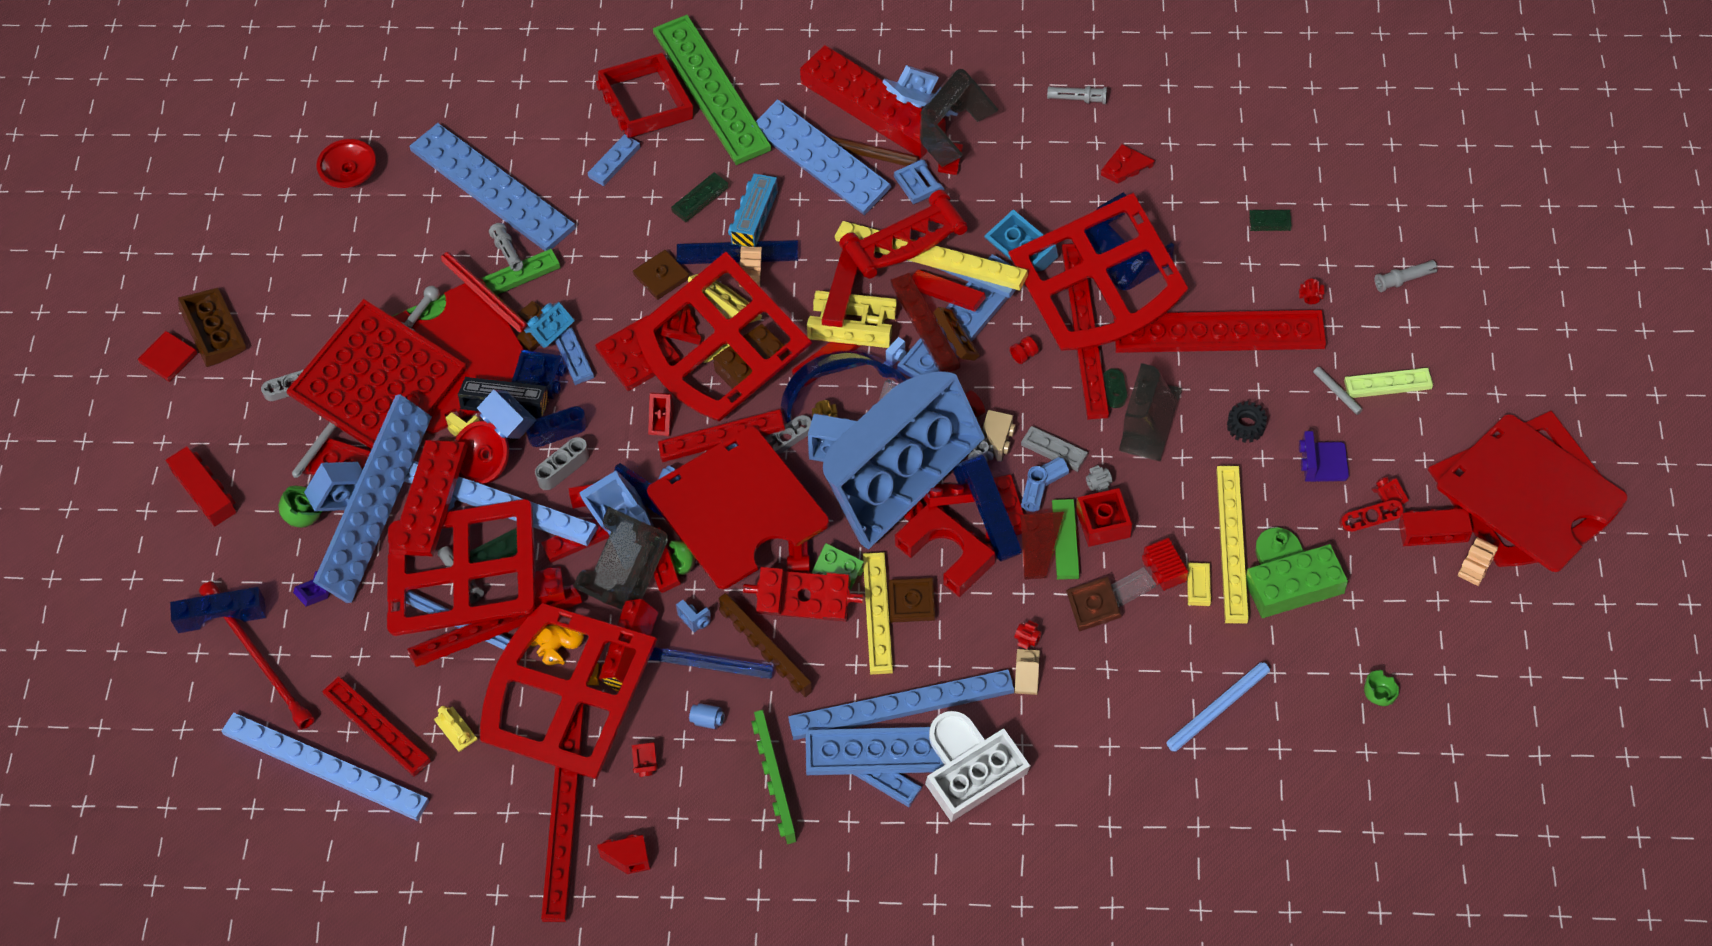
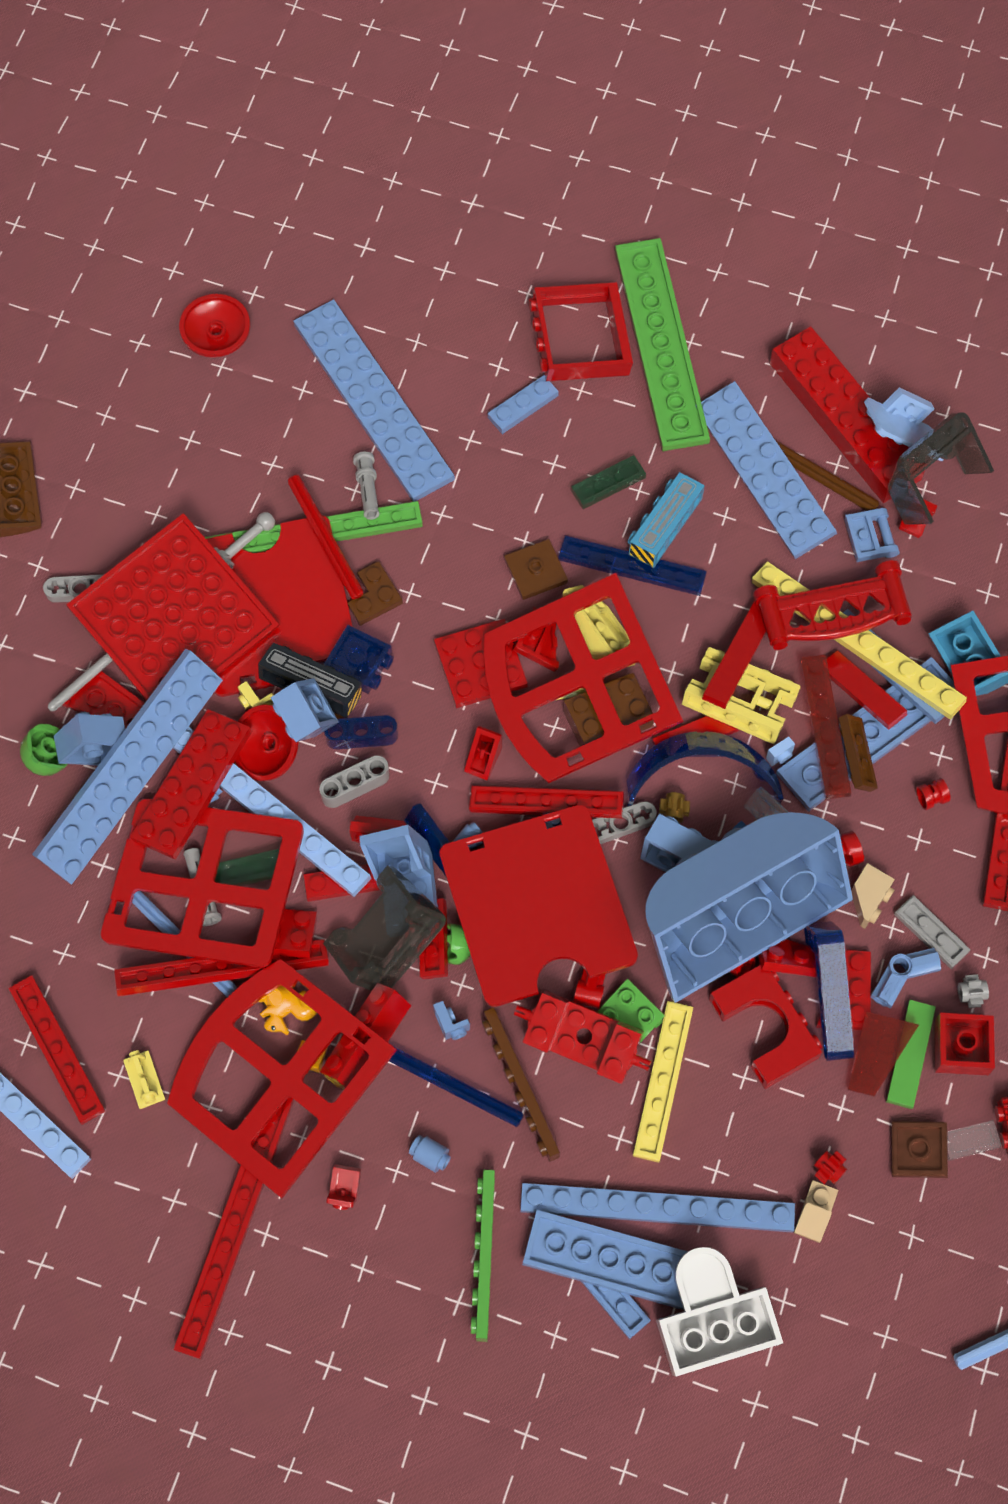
camera: 15 degrees right, 10 degrees up
(310, 593) = (25, 861): dark purple bracket -> none
(549, 324) = (388, 599): dark azure bracket -> none
(573, 357) = (406, 645): medium blue tile -> none
(626, 854) = (293, 1301): red slope -> none
(751, 262) = (642, 591): light nougat gear -> none
(911, 600) = (707, 1078): reddish brown plate -> none
(984, 449) = (838, 919): light grey gear -> none

